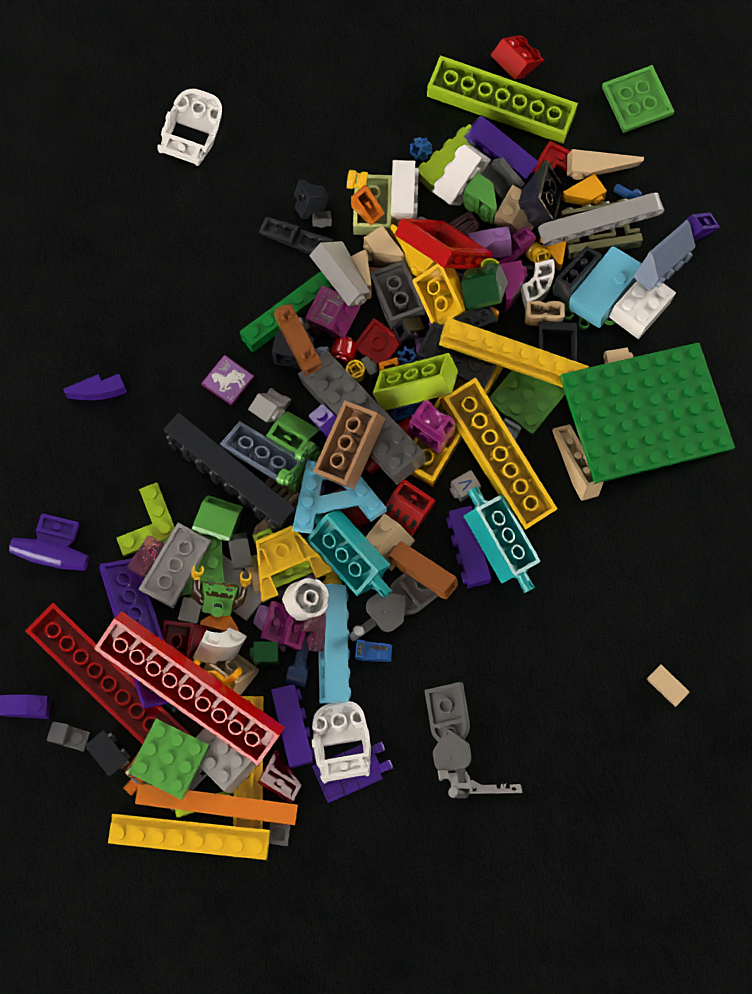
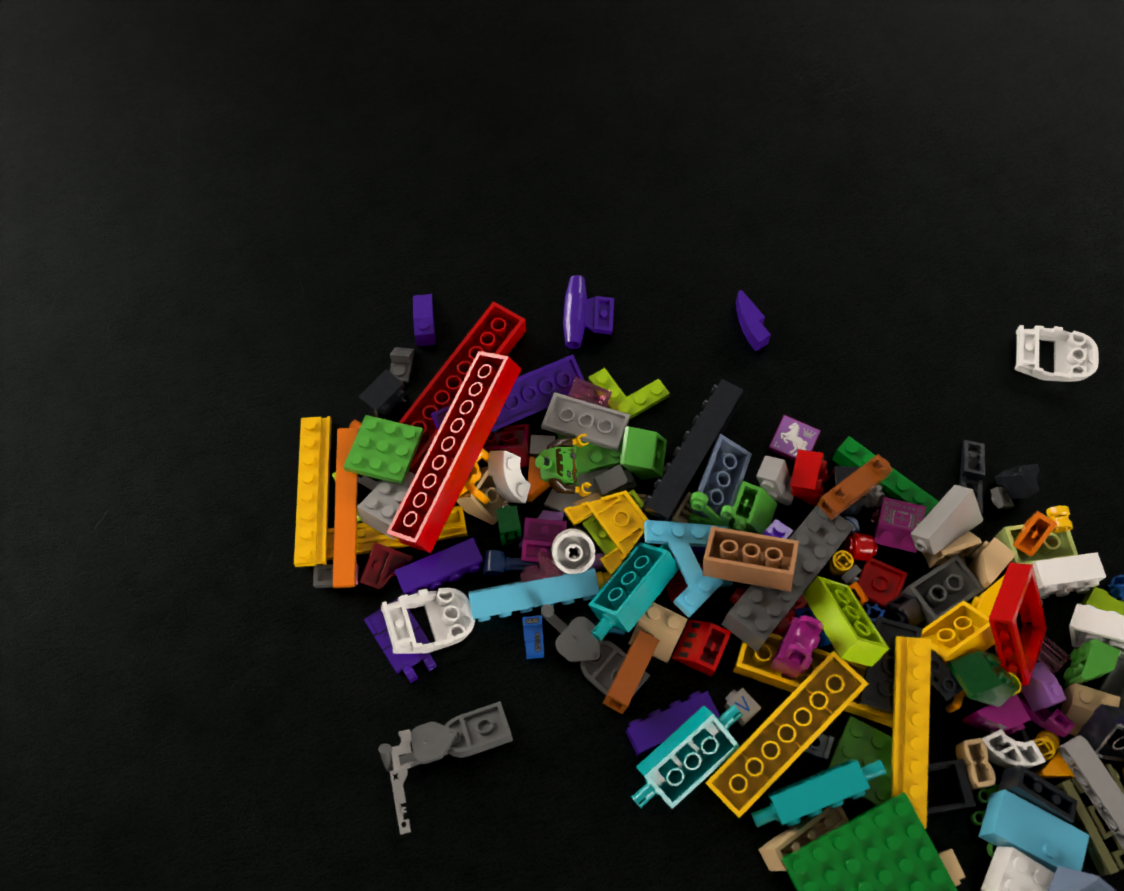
camera: 80 degrees right, 10 degrees down
(268, 376) = (809, 476): none -> red slope
(547, 441) = (817, 792): none -> teal brick

